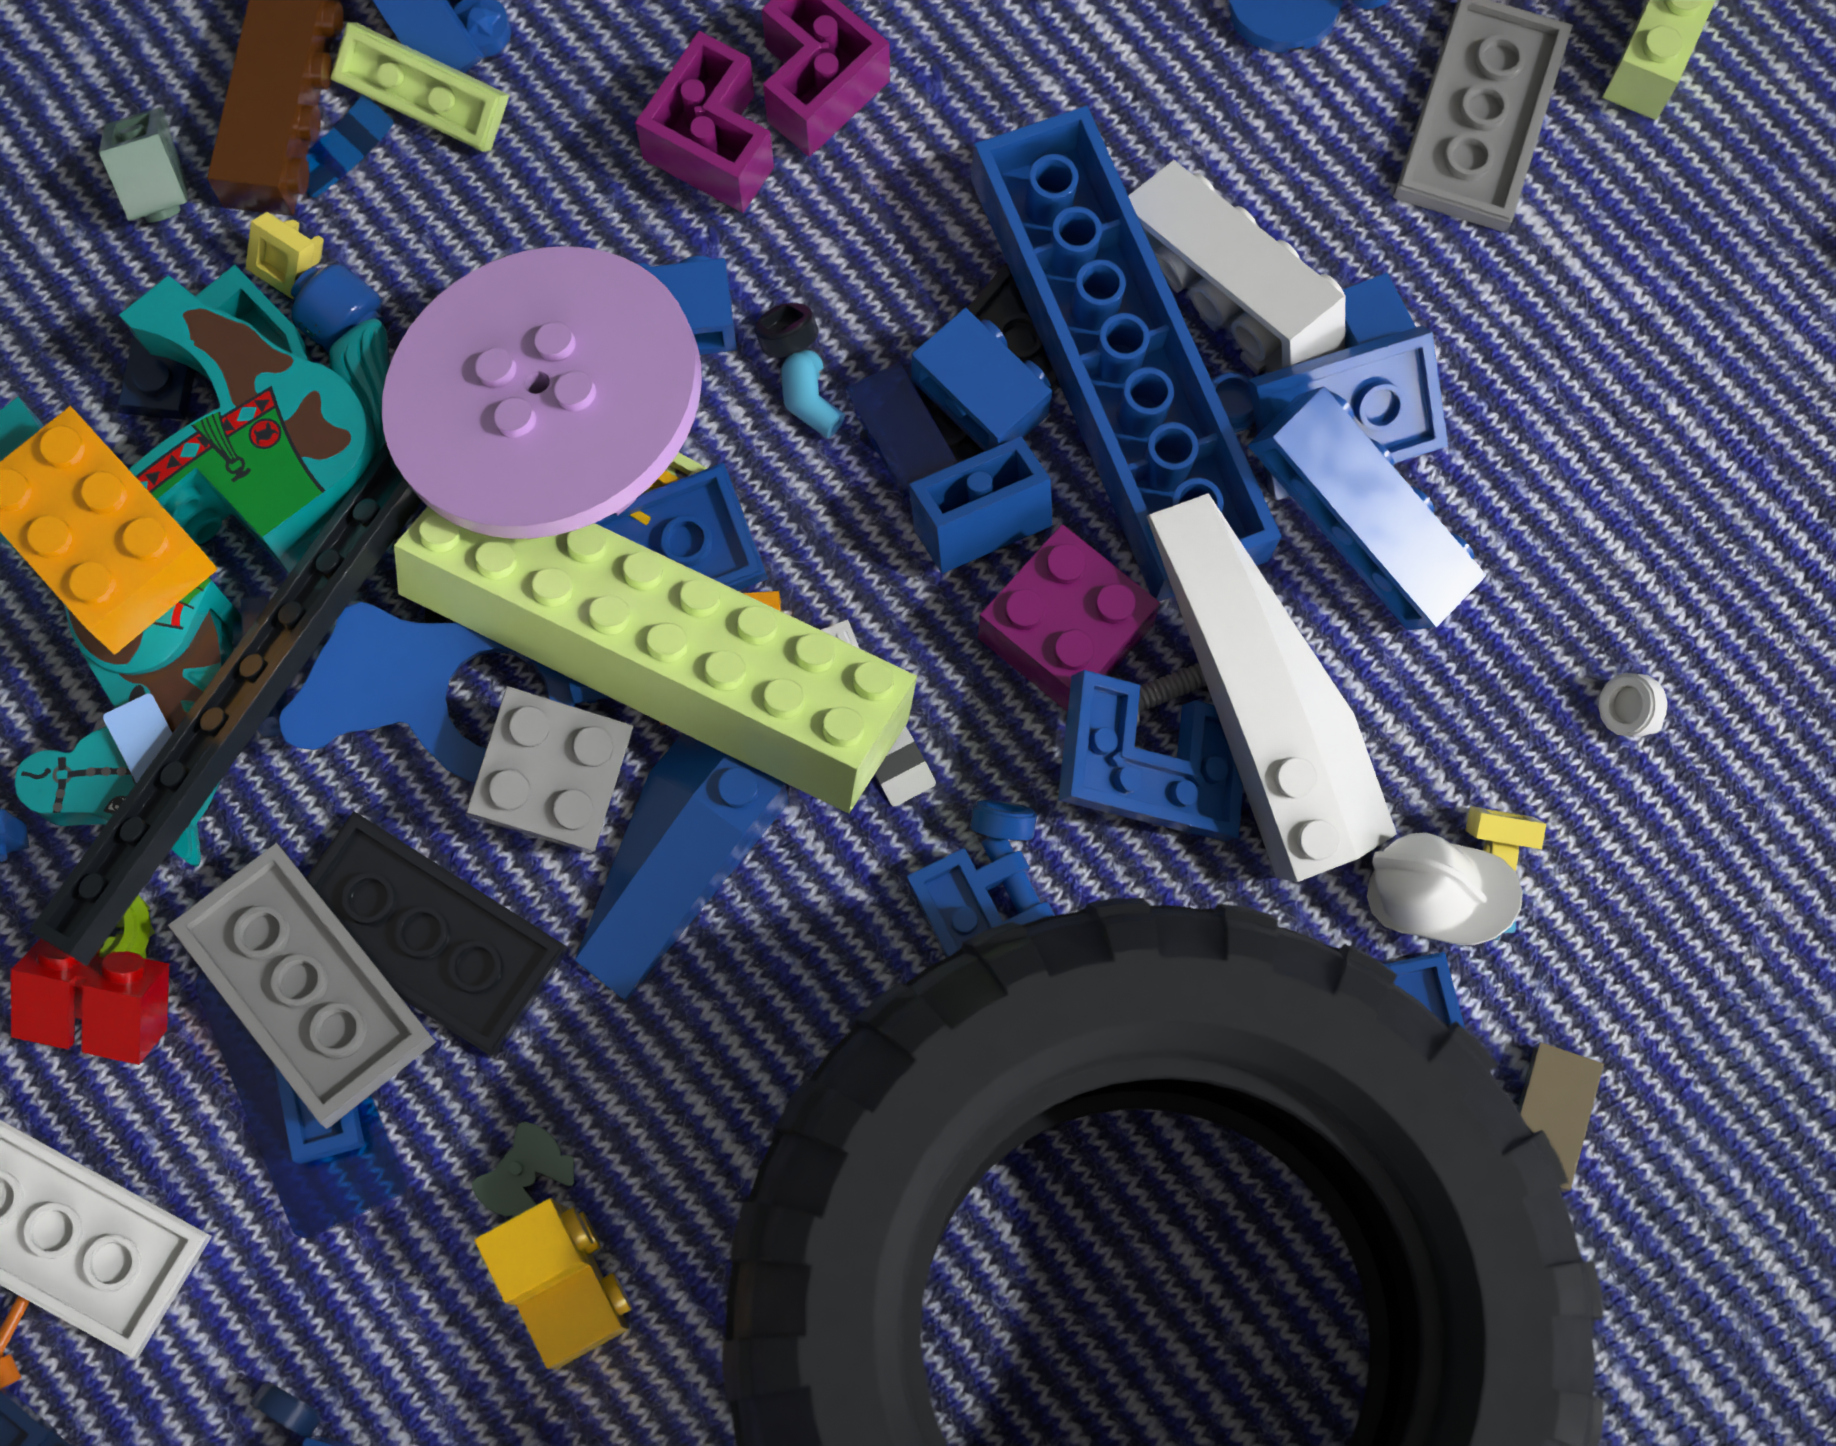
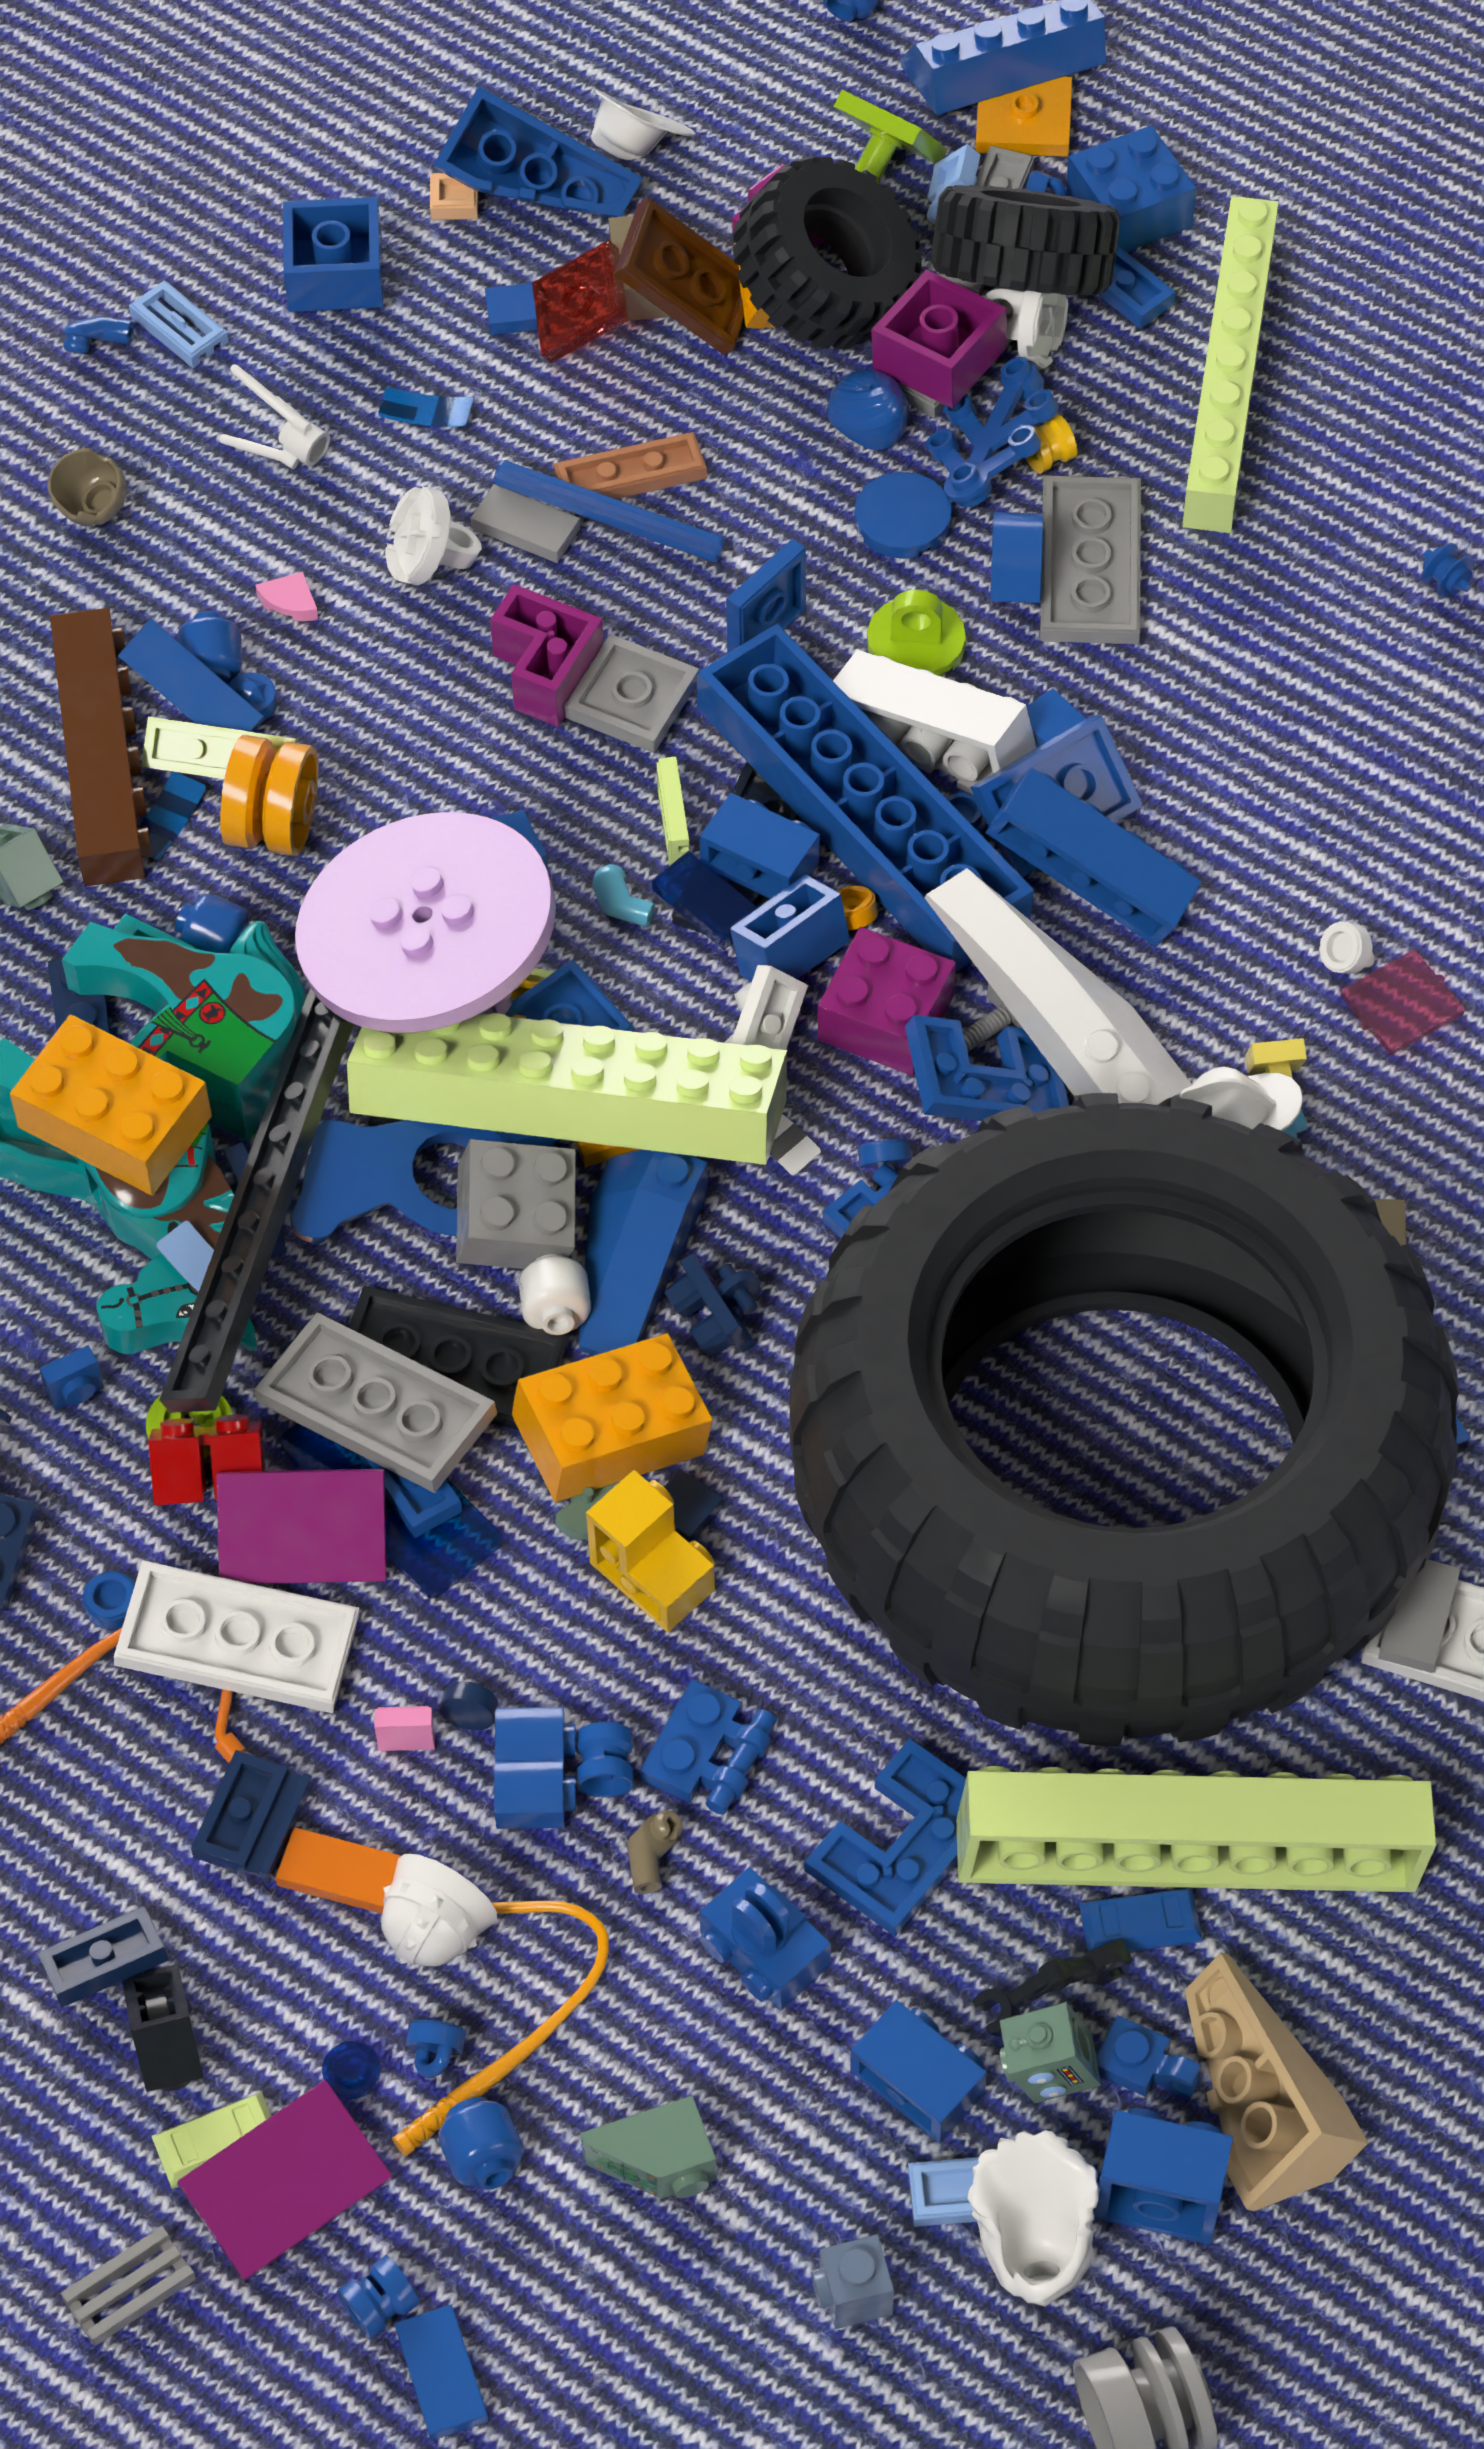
camera: 15 degrees left, 15 degrees down
(169, 1115) = (302, 1526): none -> magenta tile
(201, 1418) = (404, 1728): none -> bright pink tile
(280, 252) = (153, 900): light yellow tile -> none
(442, 160) = (269, 795): none -> light orange wheel
(561, 894) = (554, 1294): none -> white head
(569, 1083) = (611, 1417): none -> light orange brick
(626, 1213) = (693, 1505): none -> dark blue tile
(698, 128) = (466, 724): magenta brick -> none
(753, 961) = (700, 1288): none -> dark blue hips
(786, 329) = (586, 854): black tile -> none
(900, 302) = (672, 808): none -> yellowish green tile
(903, 139) = (631, 693): none -> light grey plate
(918, 608) = (768, 1009): none -> white tile
(1072, 483) = (858, 906): none -> light orange tile
(1090, 67) = (768, 596): none -> blue tile
(1252, 156) = (918, 632): none -> lime tile
(1396, 90) = (1016, 557): none -> blue brick
(1678, 789) = (1402, 1002): none -> clear pink piece

